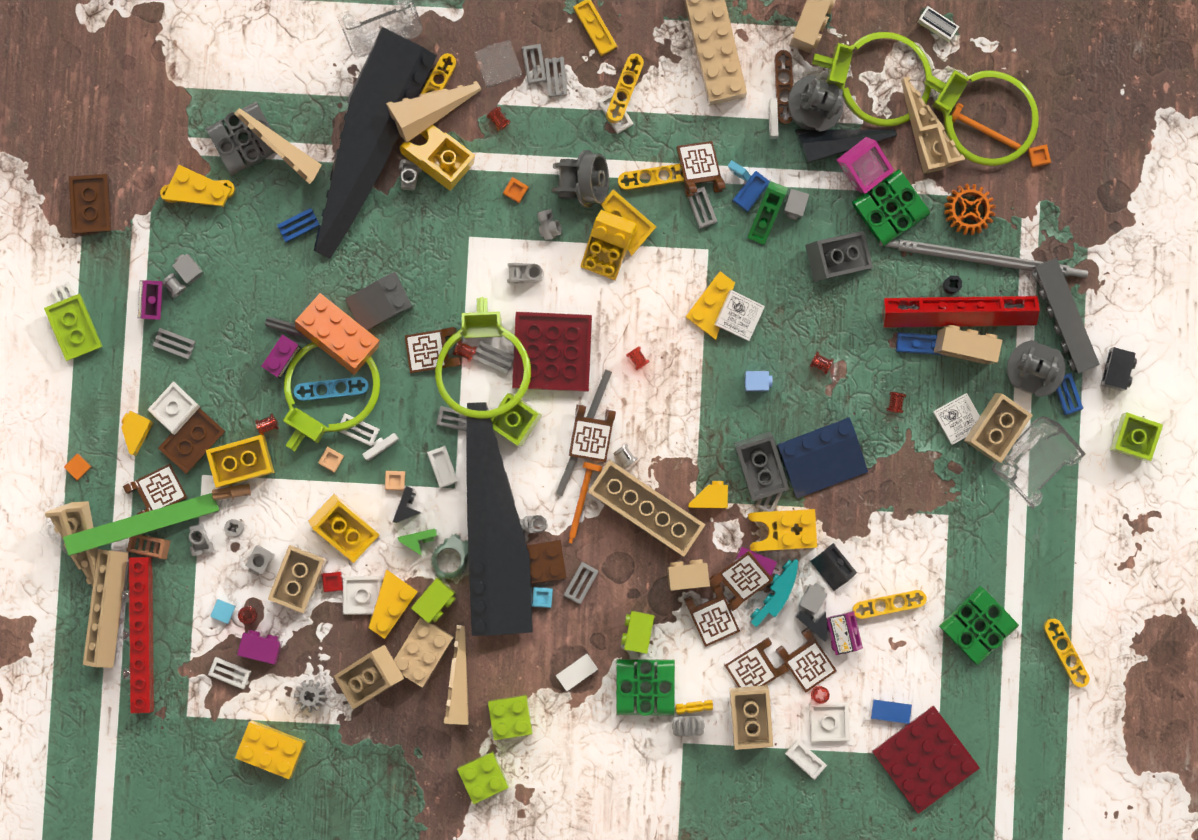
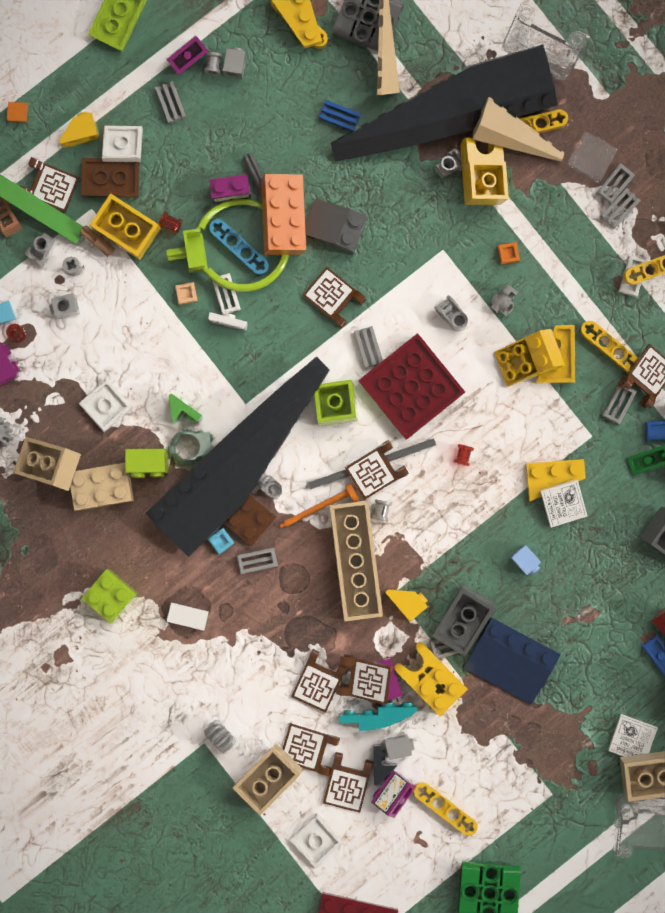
camera: 55 degrees right, 0 degrees up
(297, 579) = (74, 346): tan brick -> none
(332, 582) = (96, 374): red tile -> none
(343, 528) = (142, 347): yellow slope -> none
(391, 603) = (117, 432): yellow wing -> none
(395, 480) = (212, 354): light nougat tile -> none
(403, 511) = (194, 380): black slope -> none
(440, 416) = (290, 346): light grey tile -> none
(442, 467) = (253, 381): white tile -> none
(457, 702) = (89, 544): tan wedge -> none
(464, 350) = (354, 320): clear red bush -> none
(482, 325) = (384, 316): lime brick -> none
(483, 777) = (47, 615): lime brick -> none
(498, 119) = (550, 193): clear red bush -> none
(592, 177) = (563, 295): dark grey piece -> none
(638, 631) = (258, 636): lime brick -> none
(665, 673) = (243, 684): green connector -> none
(688, 576) = (332, 637): tan brick -> none
(693, 707) = (238, 728): yellow axle -> none
(806, 759) = (272, 847): white plate -> none
(821, 362) = (582, 596): clear red bush -> none
(825, 697) = (332, 822): clear red bush -> none
(833, 567) = (436, 741): black panel -> none
(891, 711) = (365, 881): blue tile -> none
(896, 402) = (602, 680): clear red bush -> none

